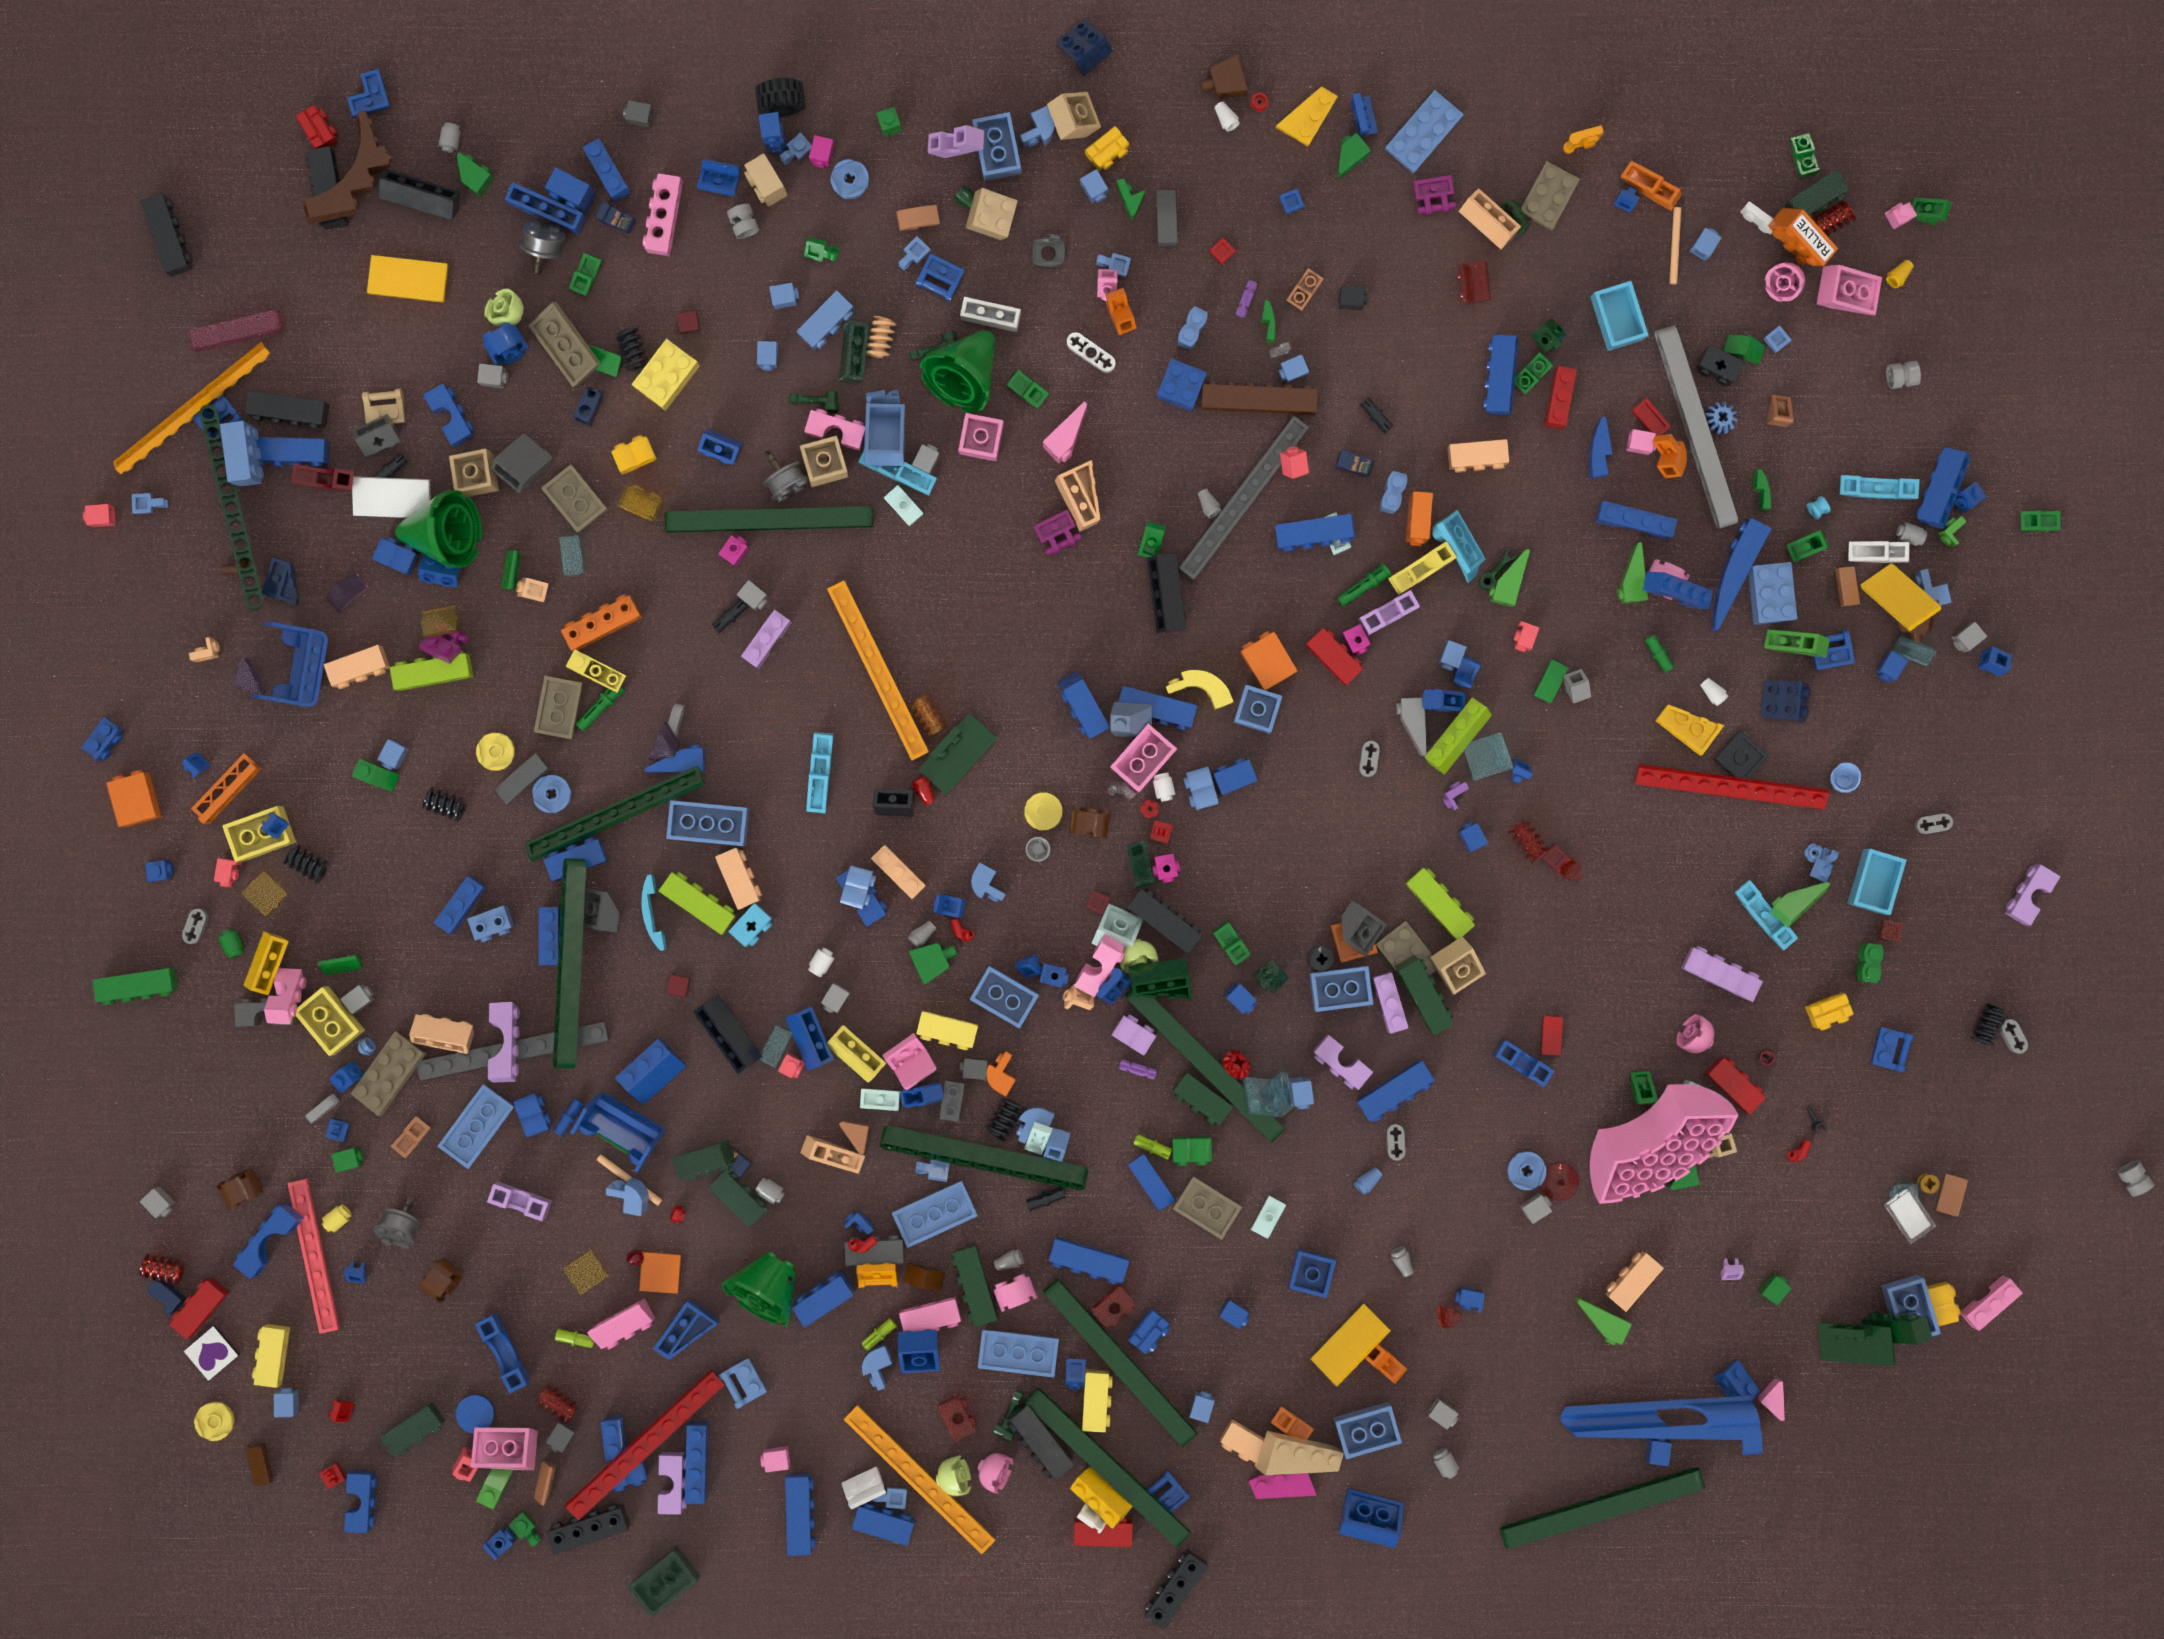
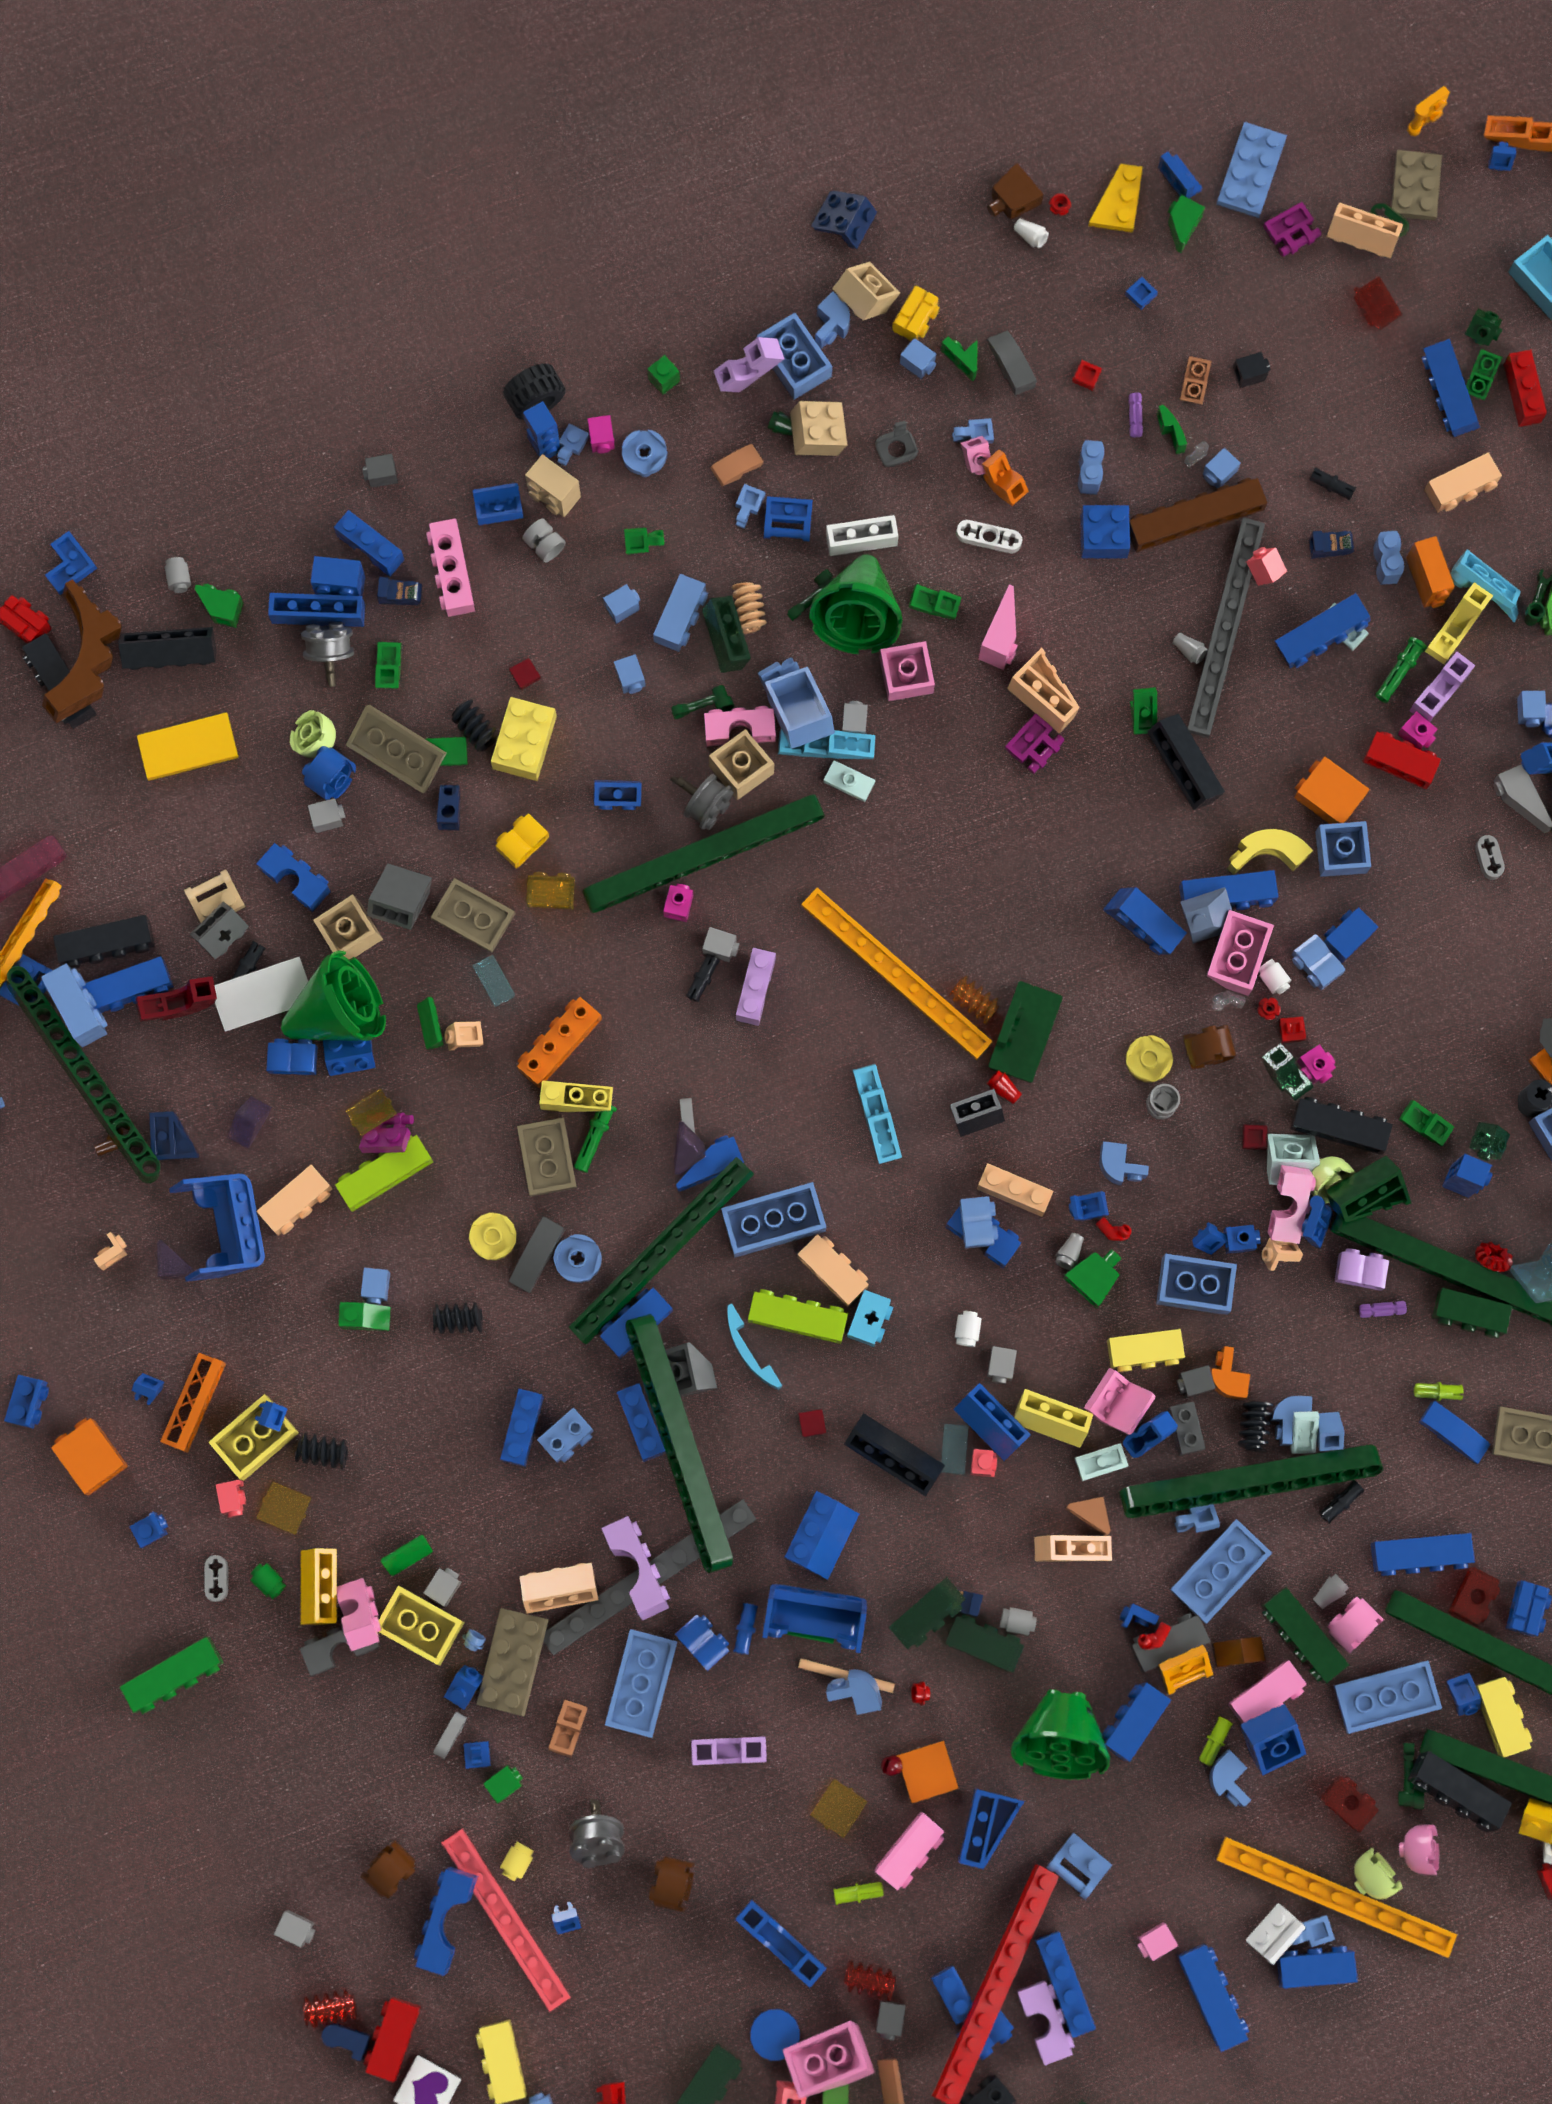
camera: 15 degrees left, 10 degrees down
(1192, 1150) = (1485, 1376): green brick -> none

